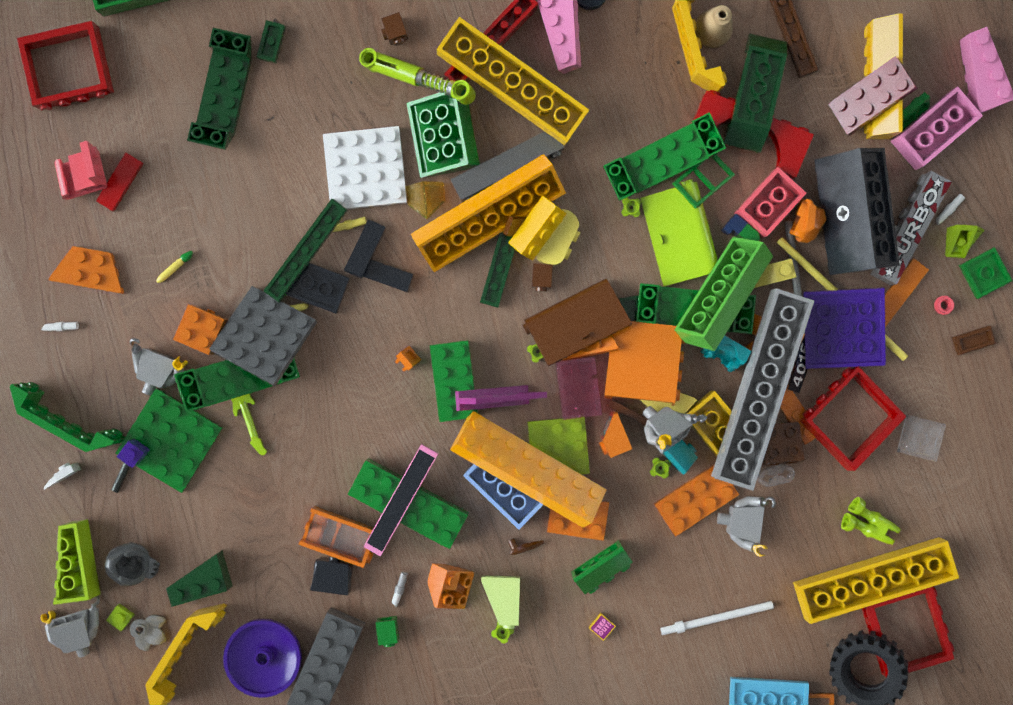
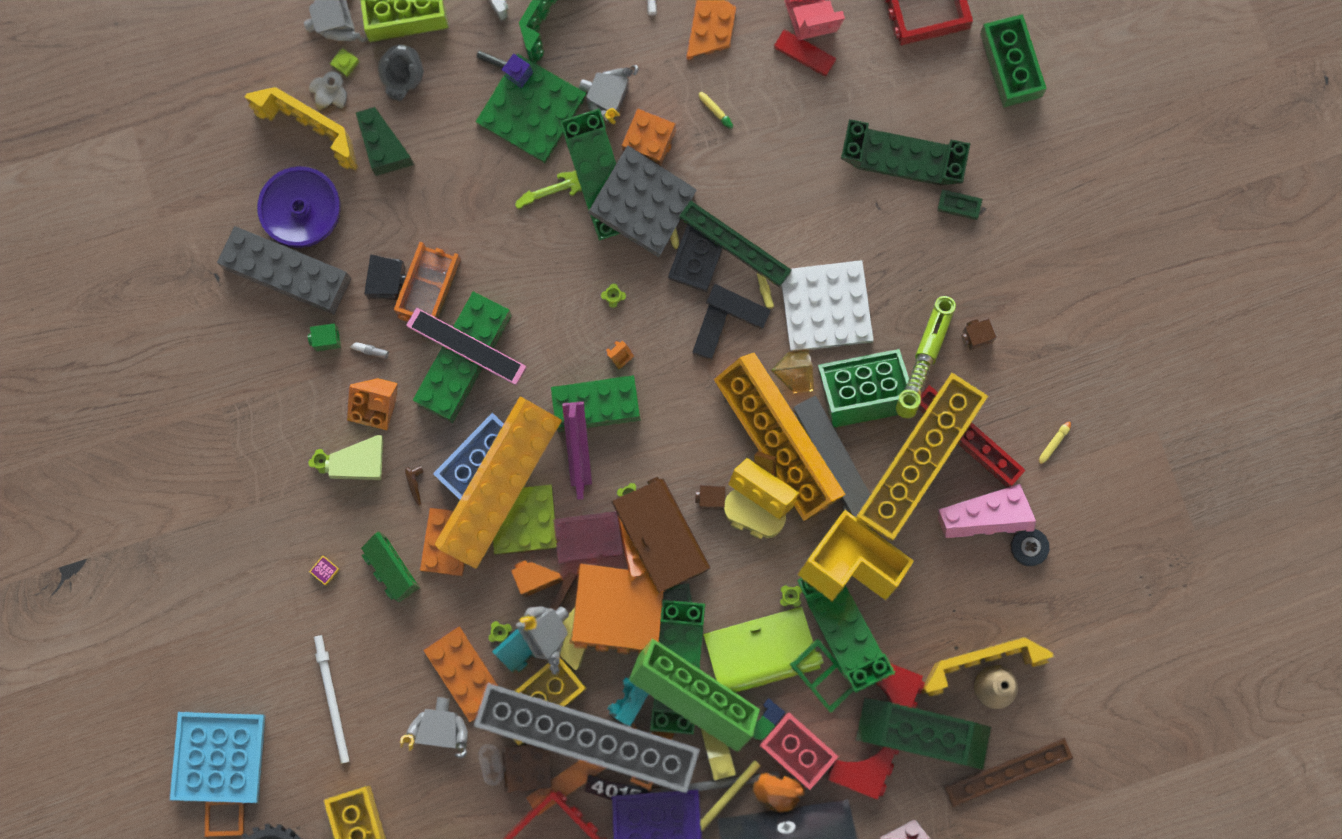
camera: 95 degrees right, 10 degrees down
(351, 359) = (607, 295): none -> lime plate
(498, 271) = (714, 449): dark green plate -> none
(596, 148) = (855, 551): none -> yellow piece

